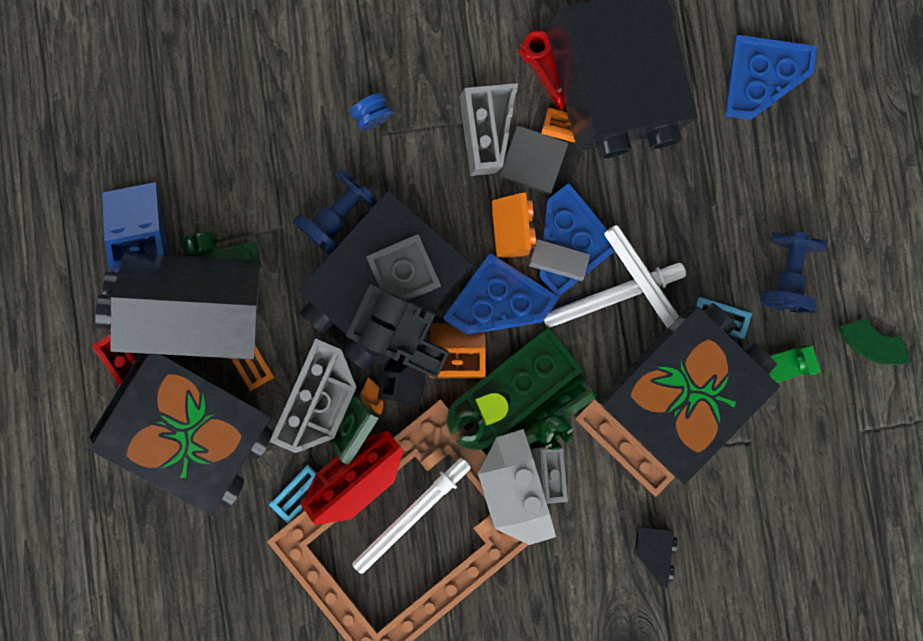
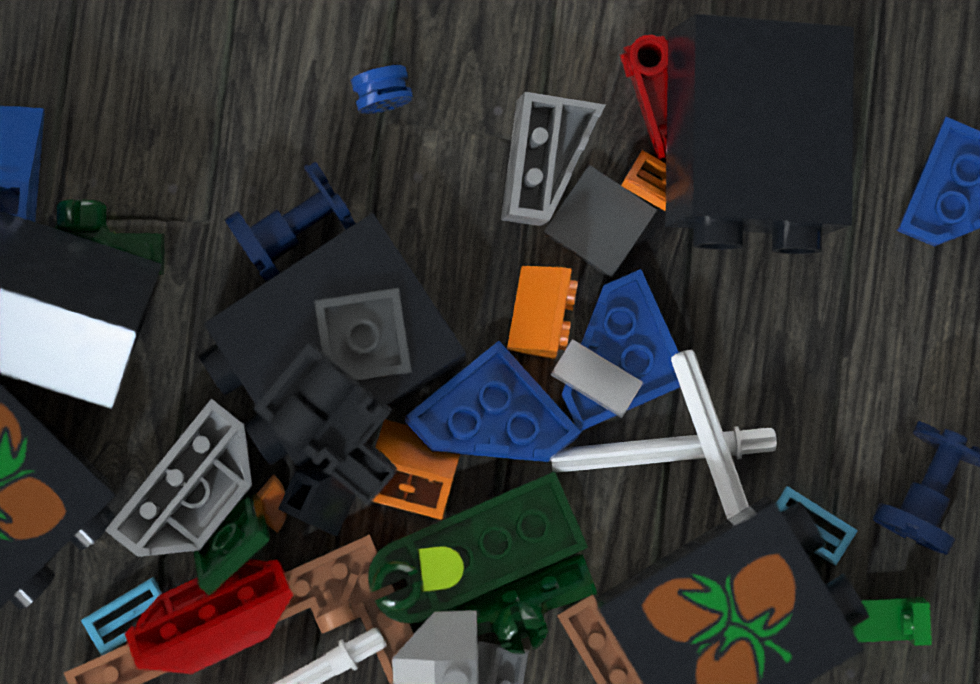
camera: 15 degrees right, 0 degrees up
(260, 381) = (118, 437): orange tile -> none

